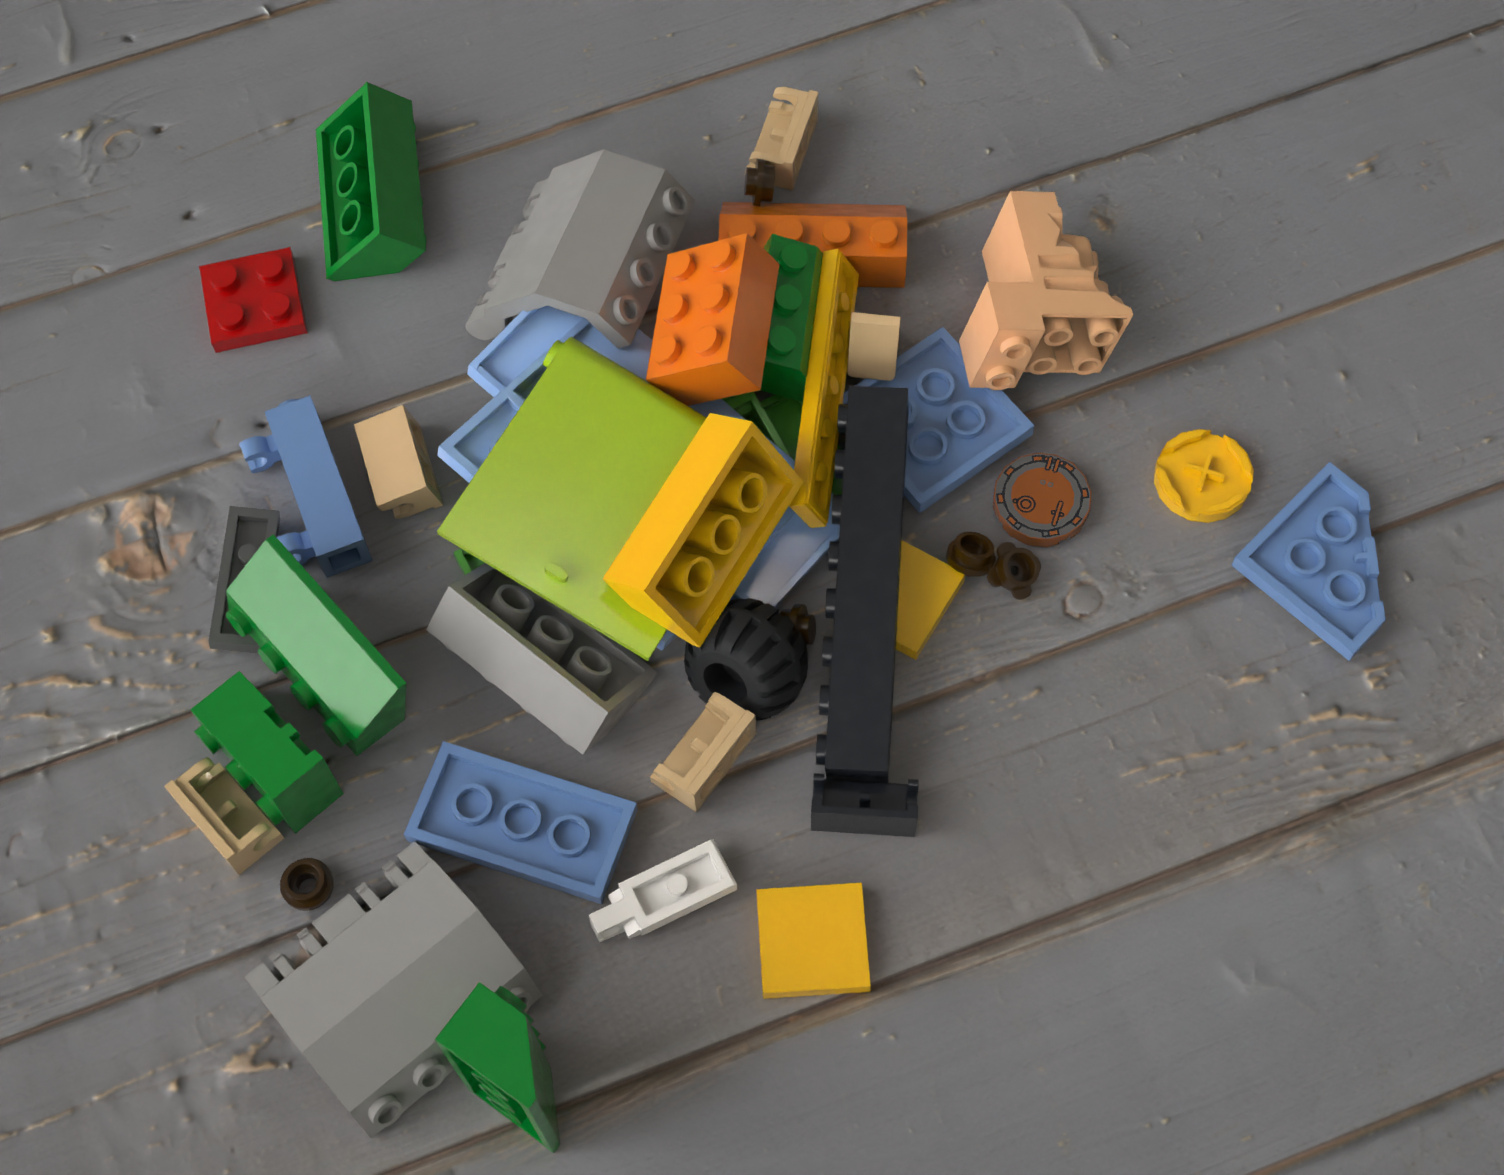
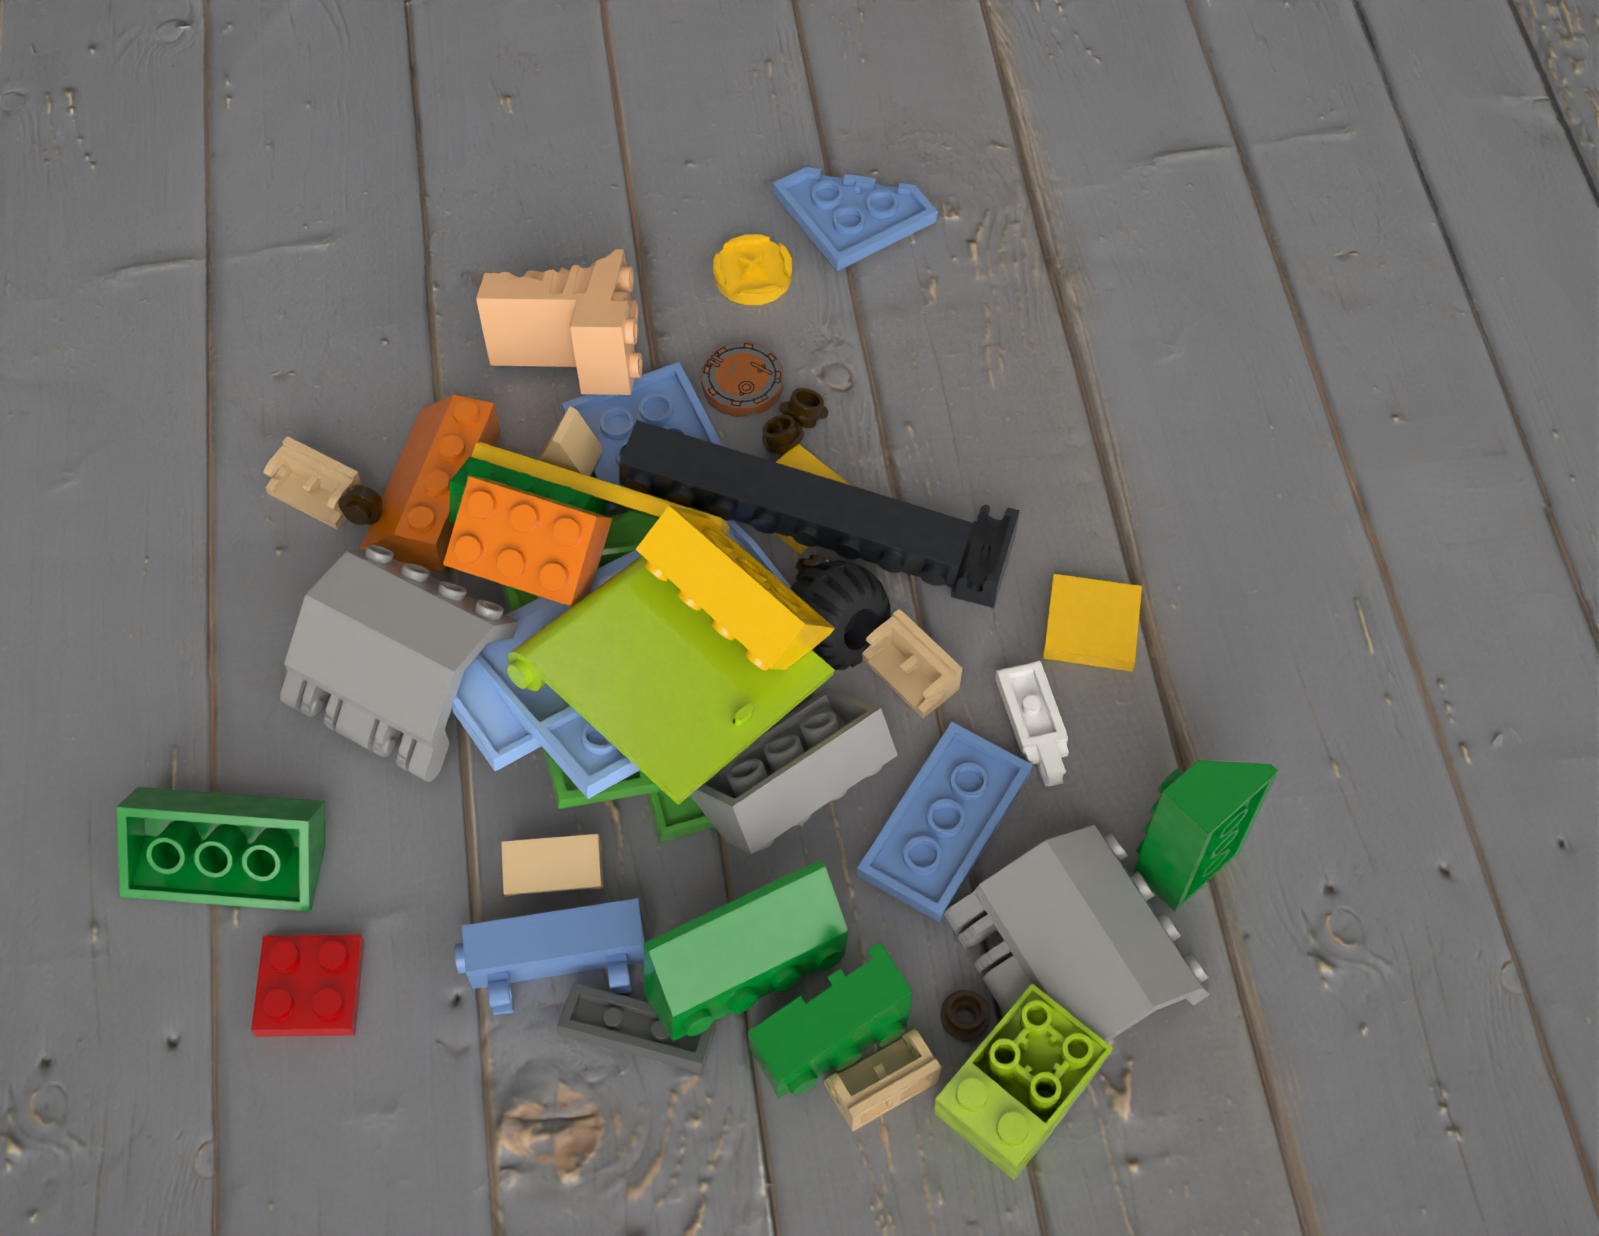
camera: 80 degrees left, 5 degrees down
(221, 941) = (1021, 1080): none -> lime slope

